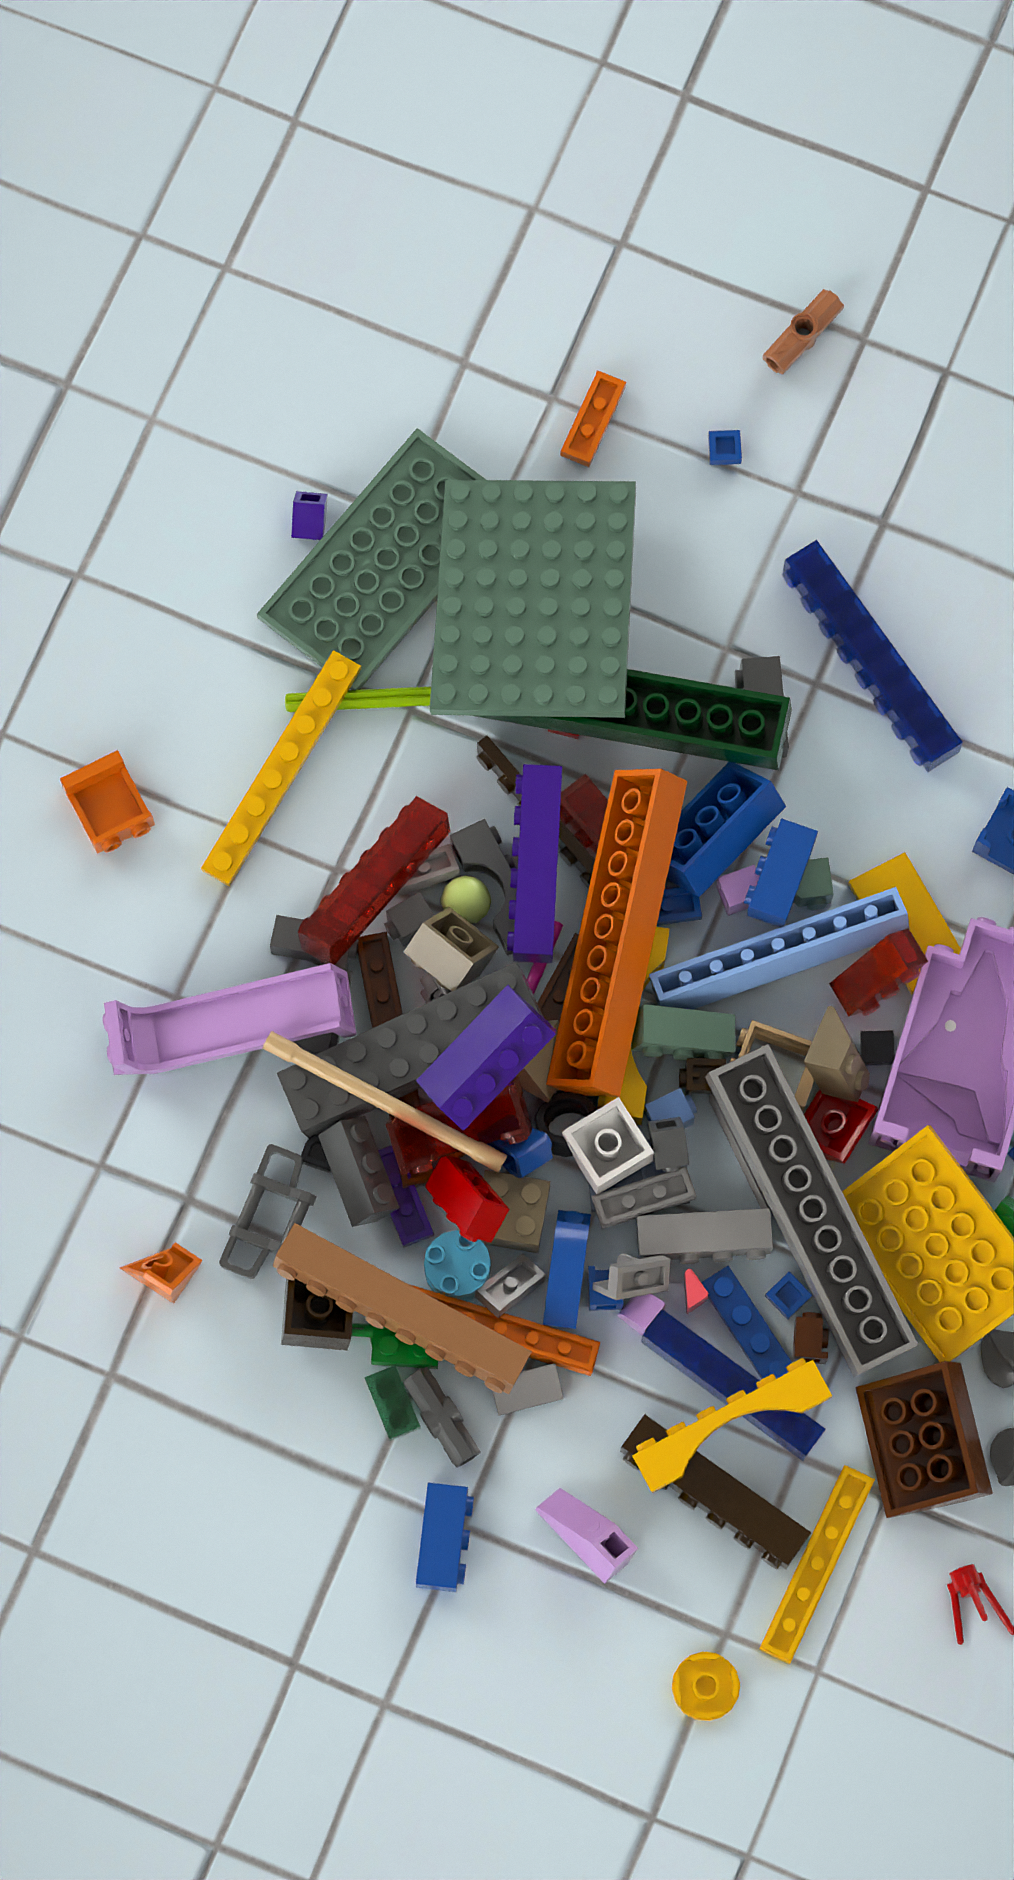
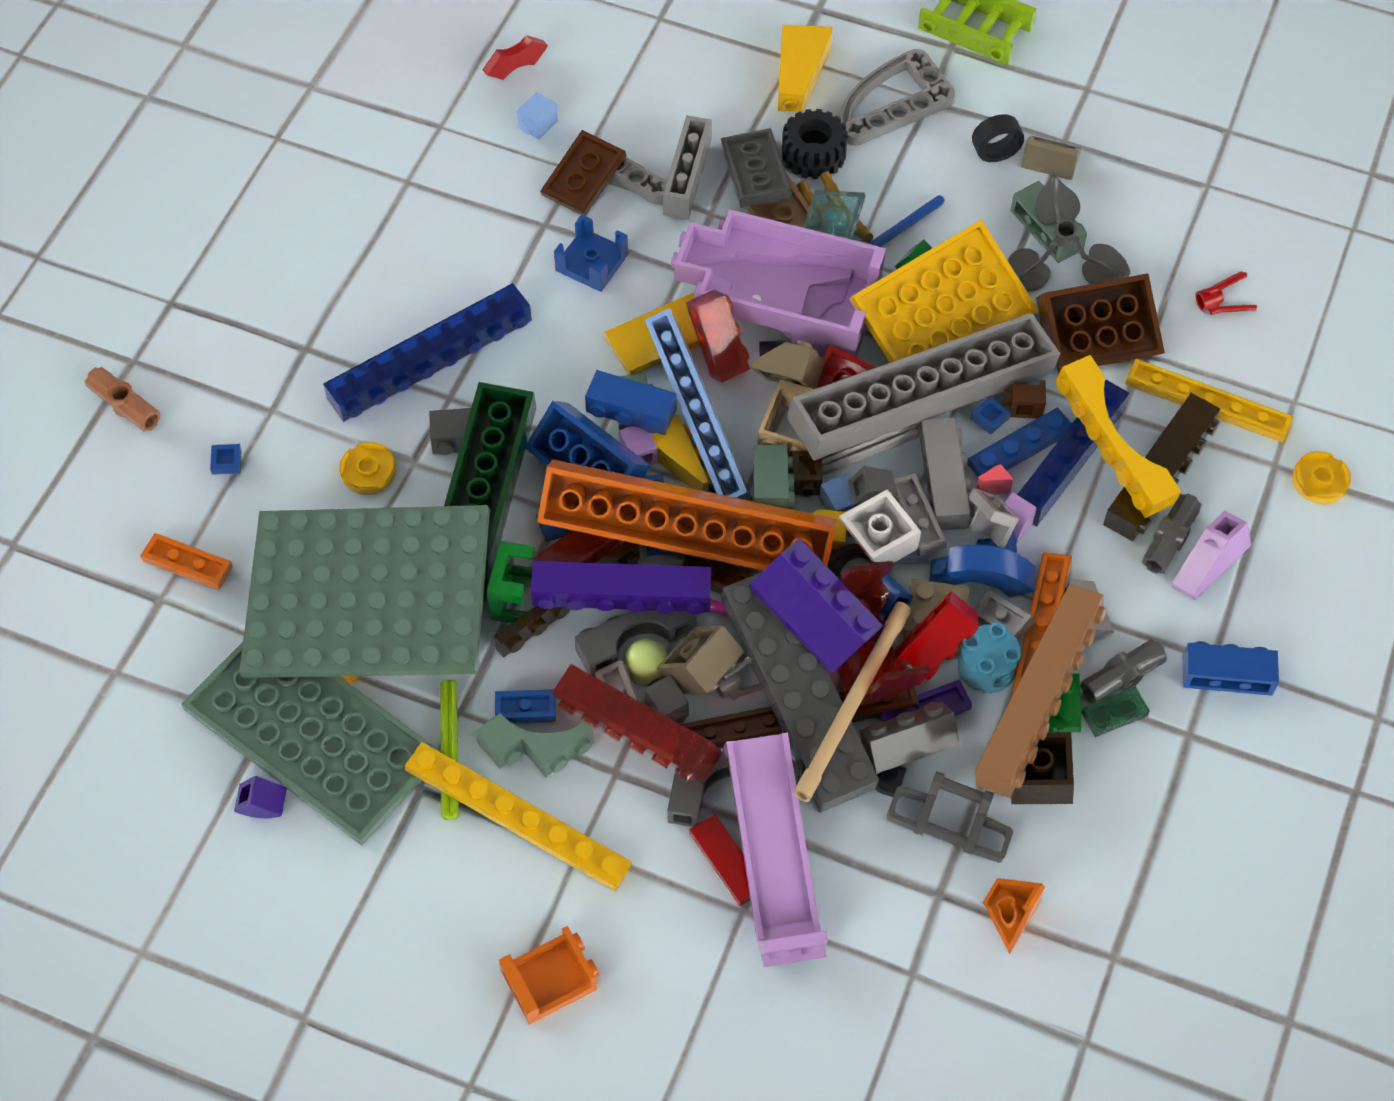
camera: 90 degrees left, 15 degrees down
(247, 968) = (723, 856): none -> red tile
(366, 752) = (548, 751): none -> sand green arch
(410, 771) = (526, 705): none -> blue plate
(553, 741) = (508, 581): none -> green panel
(622, 1493) = (1171, 533): none -> dark grey piece
(717, 599) = (368, 468): none -> yellow tile
(728, 930) = (680, 457): none -> yellow slope

